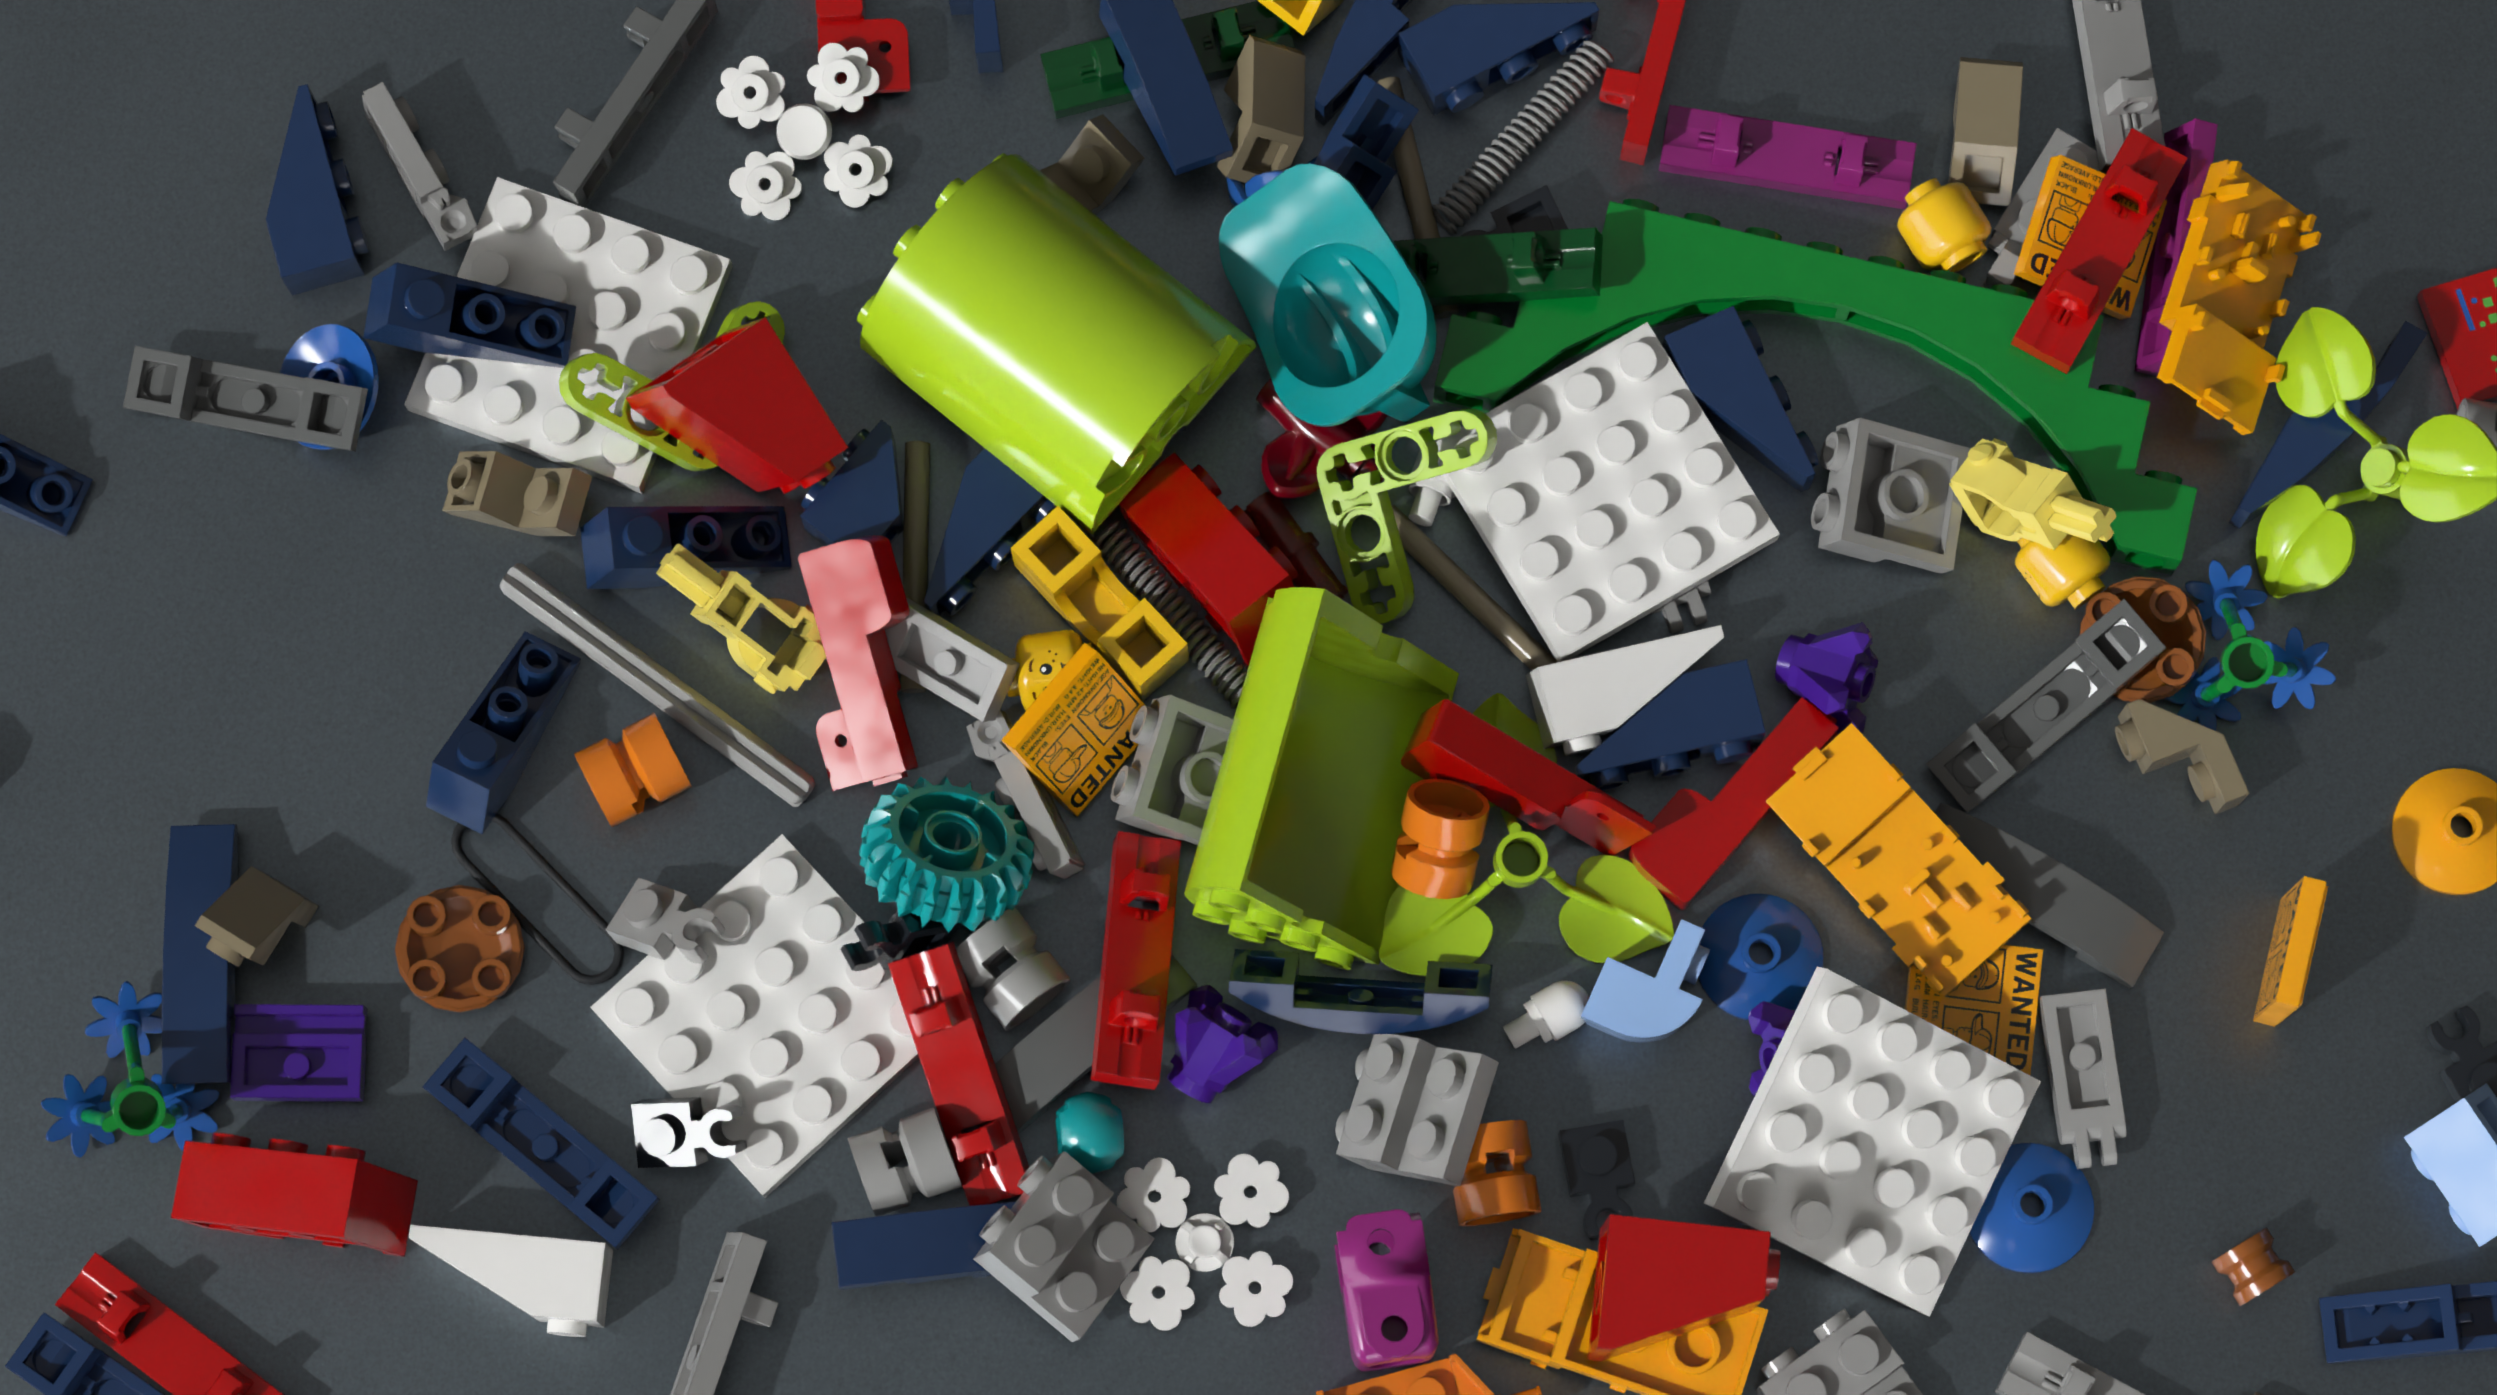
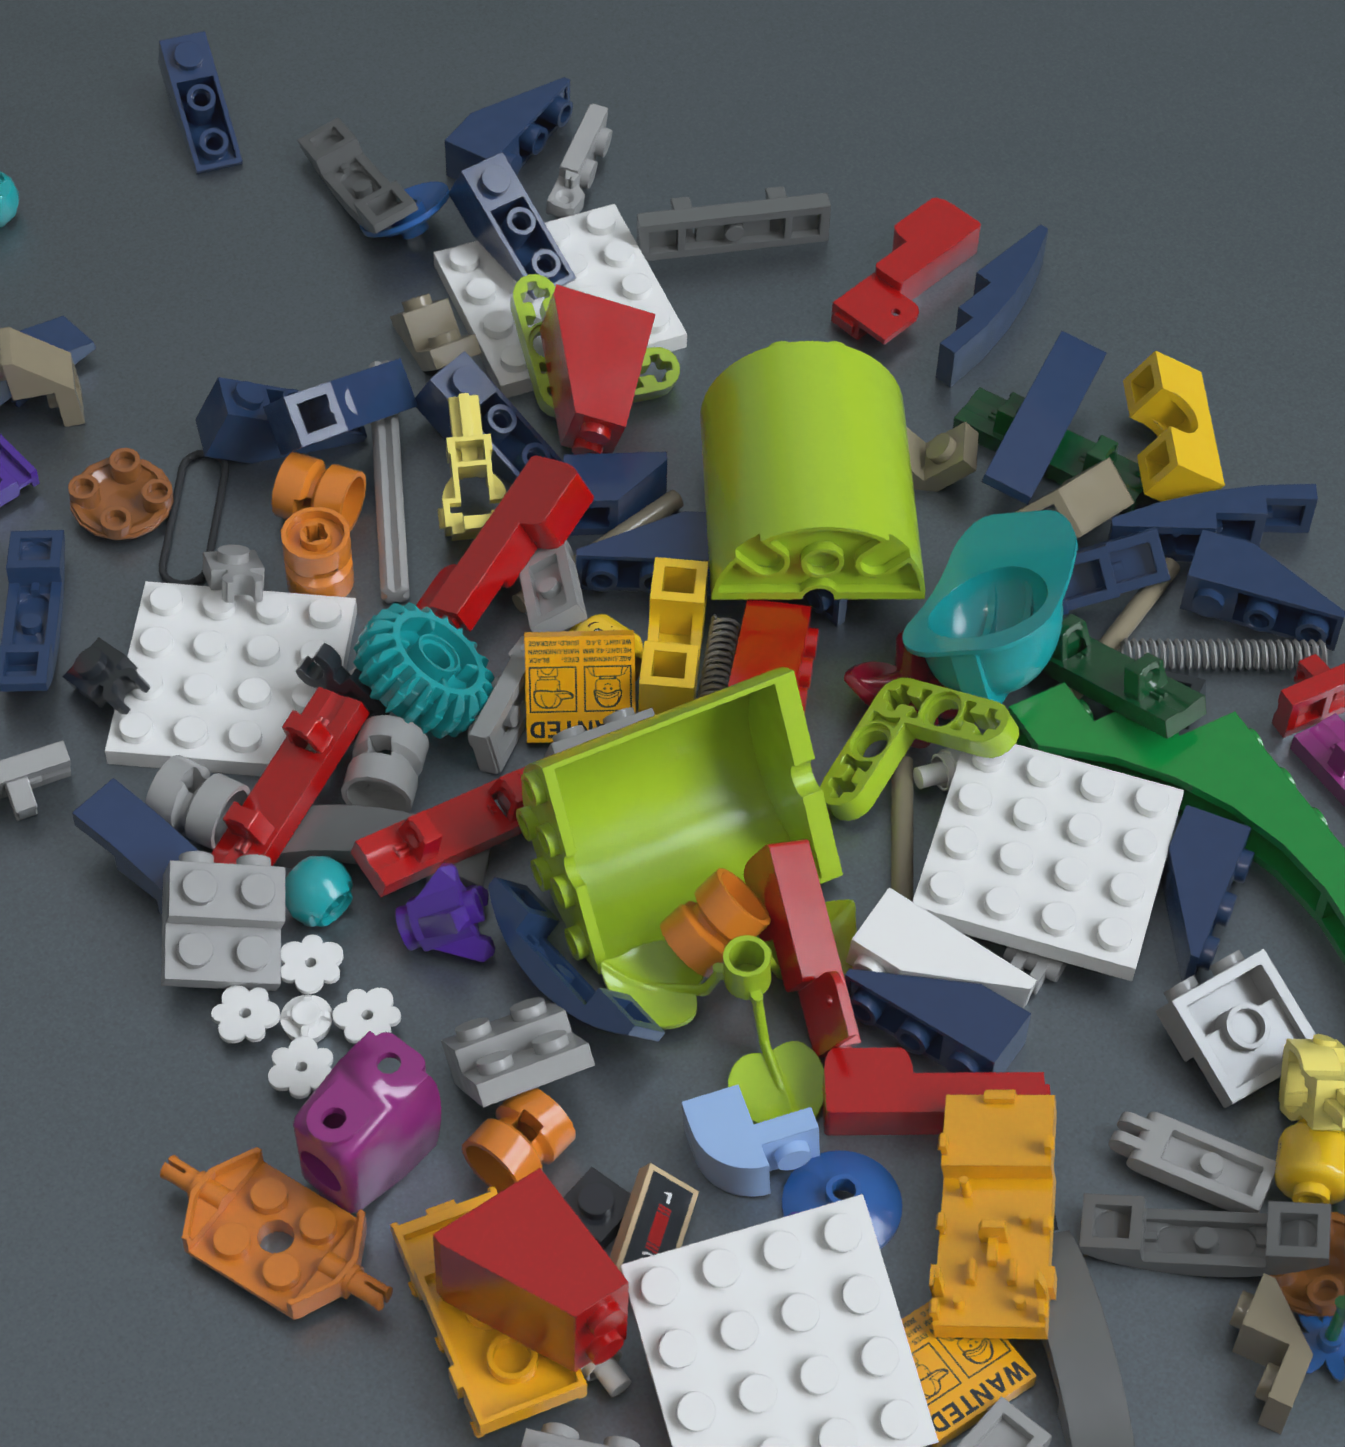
camera: 45 degrees right, 25 degrees down
(567, 677) = (340, 406): none -> dark blue slope
(712, 832) = (317, 553): none -> orange wheel
(804, 131) = (800, 307): white plant -> none
(1281, 530) = (826, 721): clear red pin -> none
(1549, 1013) = (662, 1097): white cylinder -> none
(1662, 1134) = (654, 1216): none -> tile
(1831, 671) = (1082, 1081): dark purple rock -> none
(1976, 649) = (1194, 1161): none -> light grey hinge

